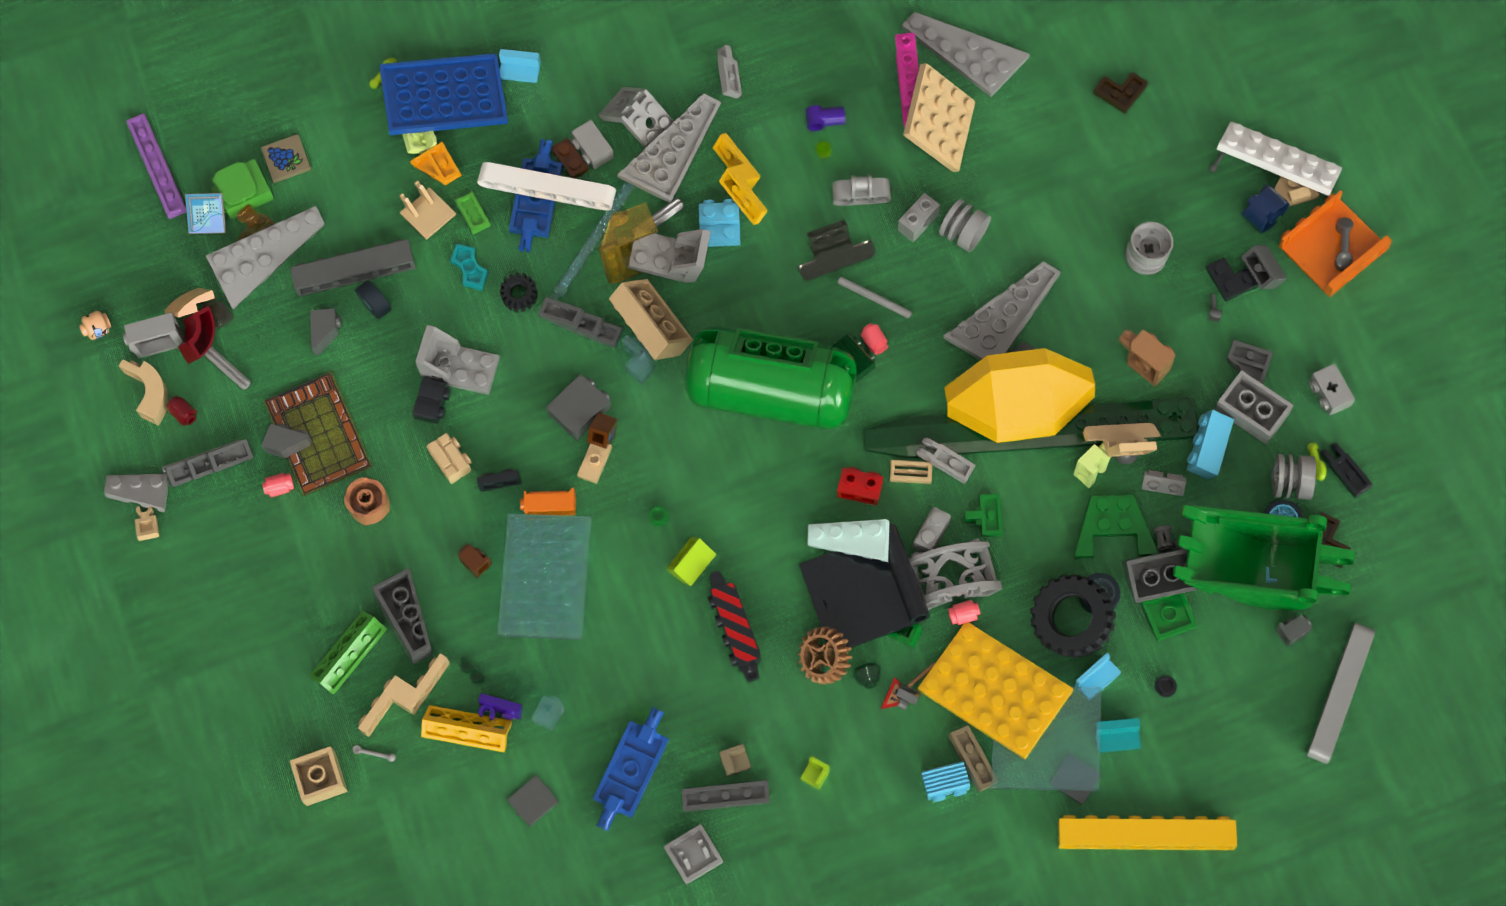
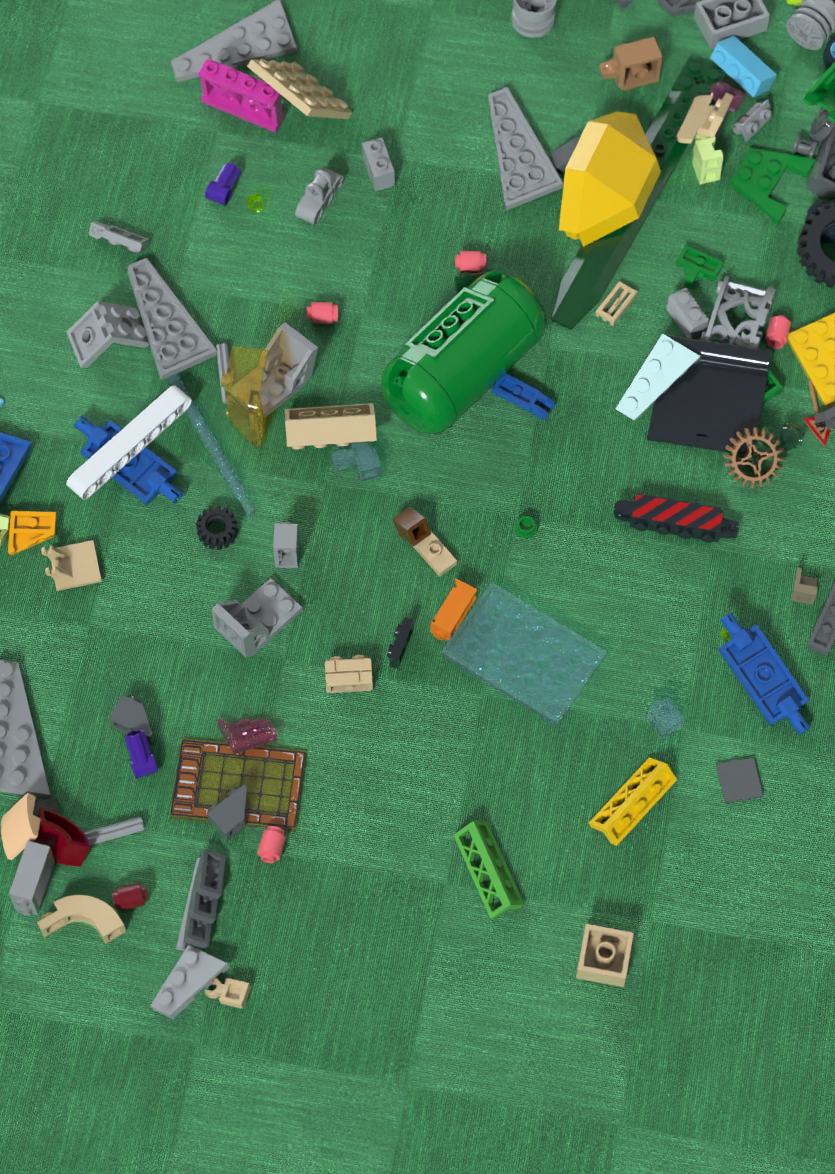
camera: 65 degrees left, 5 degrees down
(293, 353) = (141, 757): none -> dark purple piece
(352, 267) = (86, 660): dark grey brick -> none
(357, 414) = (247, 733): none -> clear pink wing
(357, 750) = (593, 911): light grey hinge -> none
(369, 512) = (346, 781): nougat brick -> none
(373, 299) = (136, 656): black wheel -> none
(402, 610) = (488, 795): dark grey wedge -> none
(403, 695) = (566, 838): tan bracket -> none
(431, 400) = (277, 660): black brick -> none
(466, 667) = (584, 767): dark green piece -> none
(472, 213) = (104, 525): bright green plate -> none
(473, 274) = (148, 558): teal tile -> none
(474, 560) = (468, 706): reddish brown brick -> none
(493, 704) = (628, 761): dark purple plate -> none
(528, 348) = (286, 545): none -> light grey brick
(571, 159) = (101, 413): reddish brown plate -> none
(578, 406) = (372, 536): dark grey brick -> none
(579, 322) = (286, 491): dark grey slope -> none
(592, 145) = (109, 386): light grey brick -> none
(691, 561) = (588, 522): lime brick -> none
(722, 221) = (263, 321): medium azure plate -> none
(739, 179) = (238, 281): yellow bracket -> none
(755, 256) = (322, 313): none -> coral brick
(775, 446) = (522, 395): none -> blue hinge
(833, 251) = (361, 249): clear smoke plate -> none
(860, 486) = (606, 347): red brick -> none
(875, 297) = (428, 242): light grey bar -> none
(946, 460) = (626, 267): light grey hinge -> none
(963, 224) = (414, 130): light grey wheel -> none
(1170, 448) = (720, 88): none -> clear pink rock

